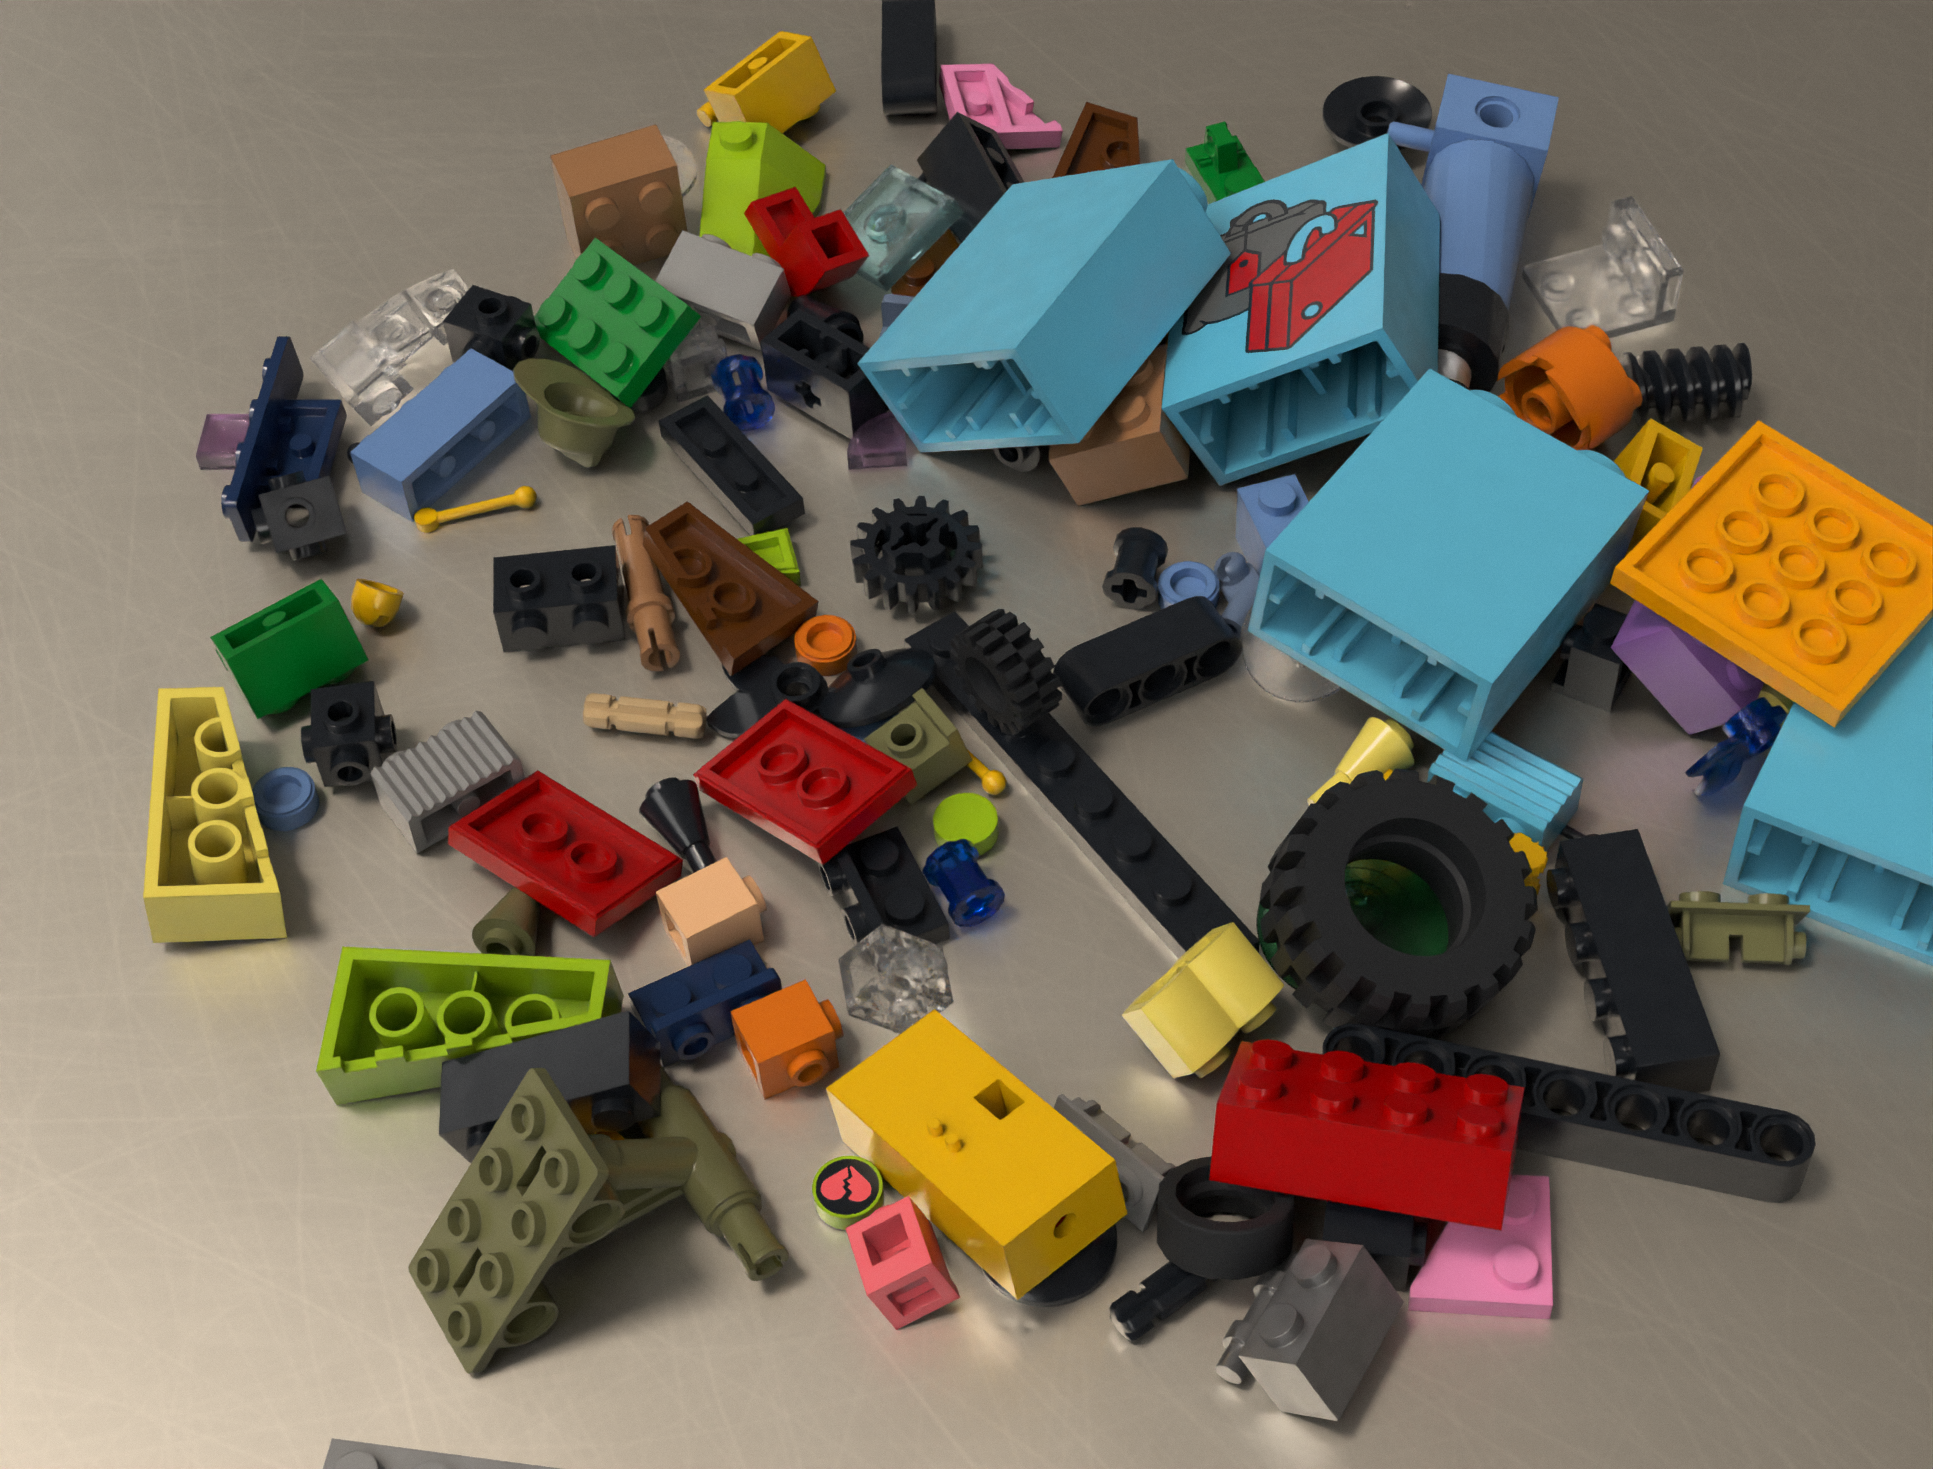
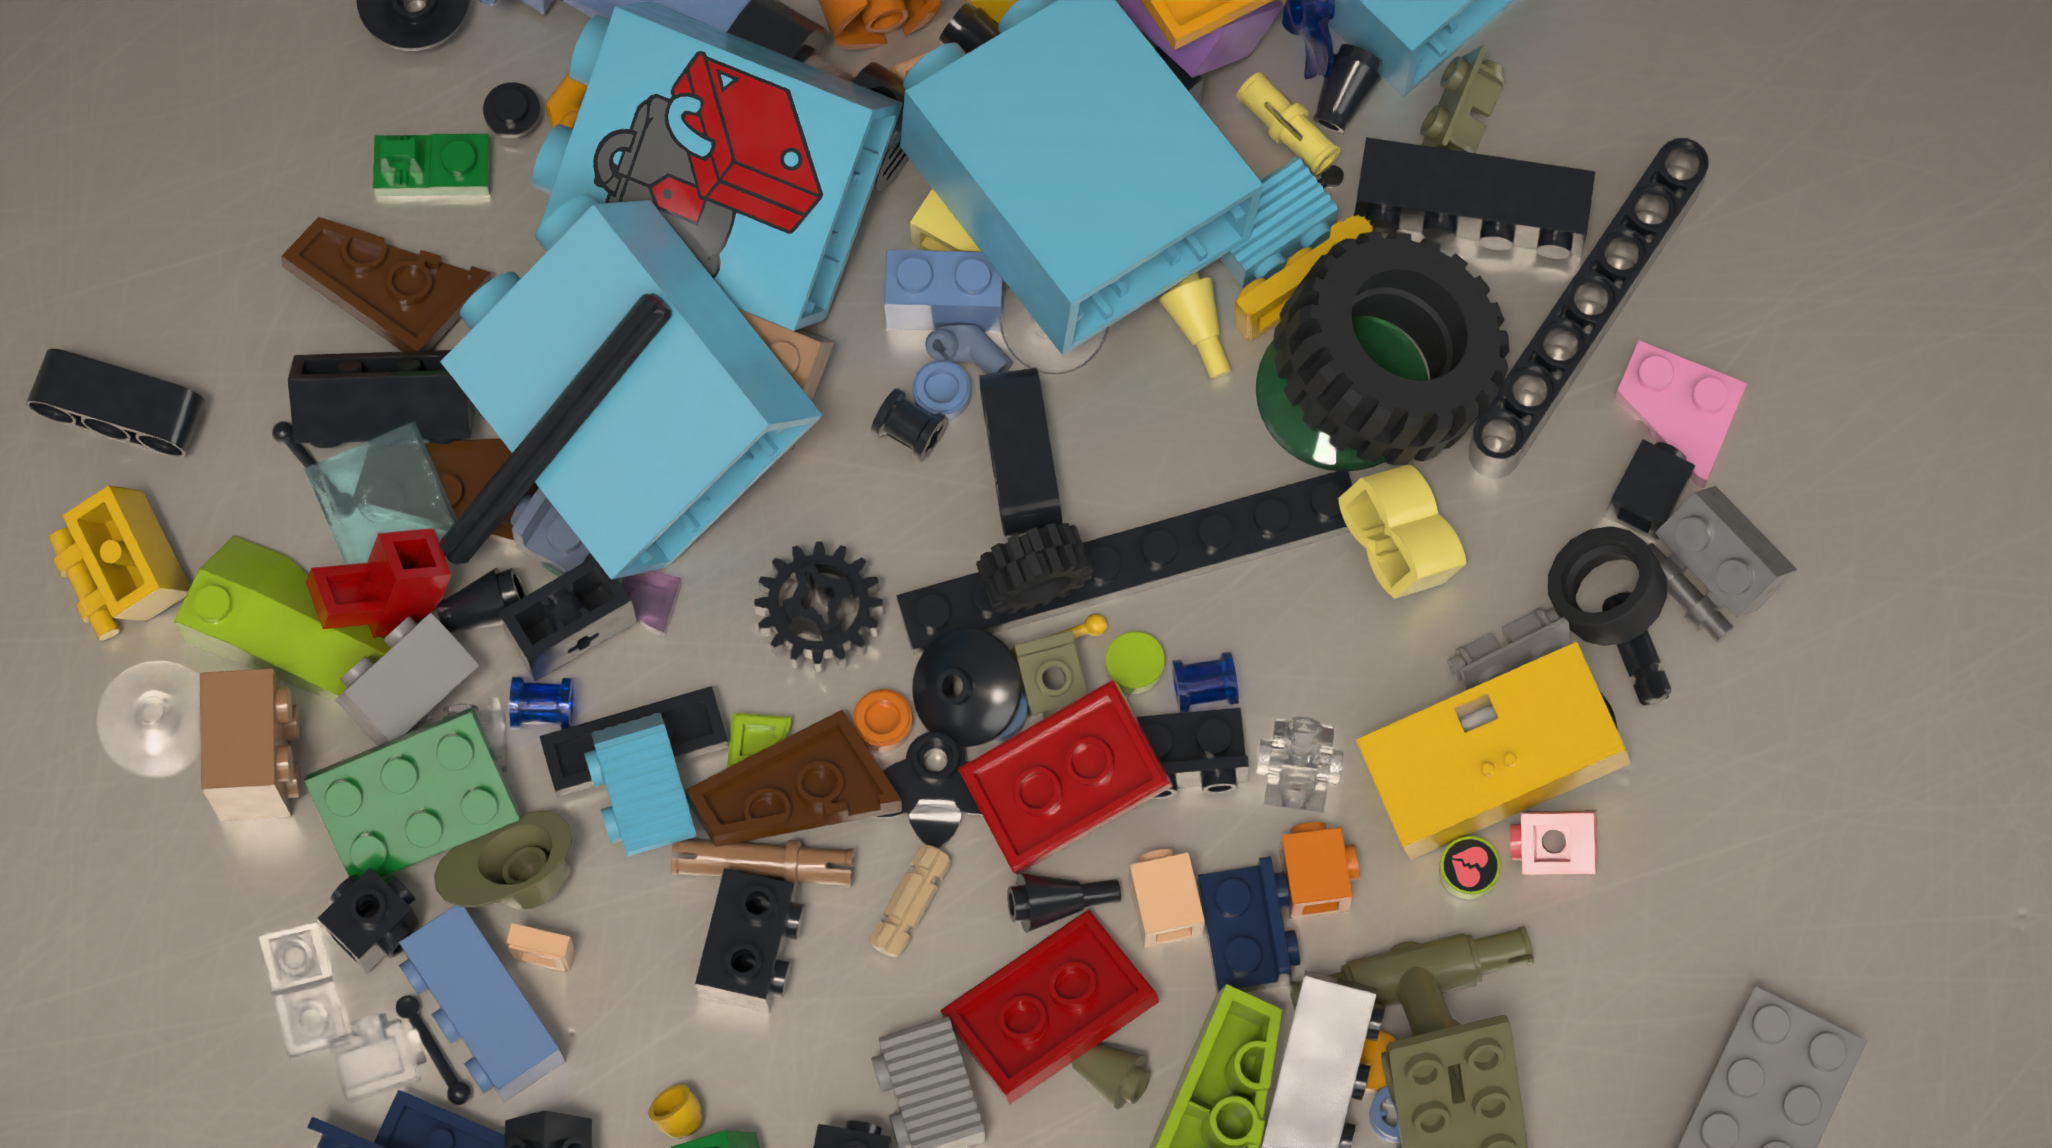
camera: 75 degrees left, 20 degrees up
(428, 519) = (573, 1044): yellow hinge -> none
(505, 455) = (540, 947): none -> light nougat tile
(678, 462) = (642, 785): none -> medium azure brick
(974, 251) = (555, 428): none -> black axle
(990, 99) = (234, 350): bright pink wing -> none
(1367, 1133) = (1589, 452): red brick -> none
(1626, 778) = (1262, 98): none -> light yellow pin
(1695, 815) = (1347, 88): none -> black cone

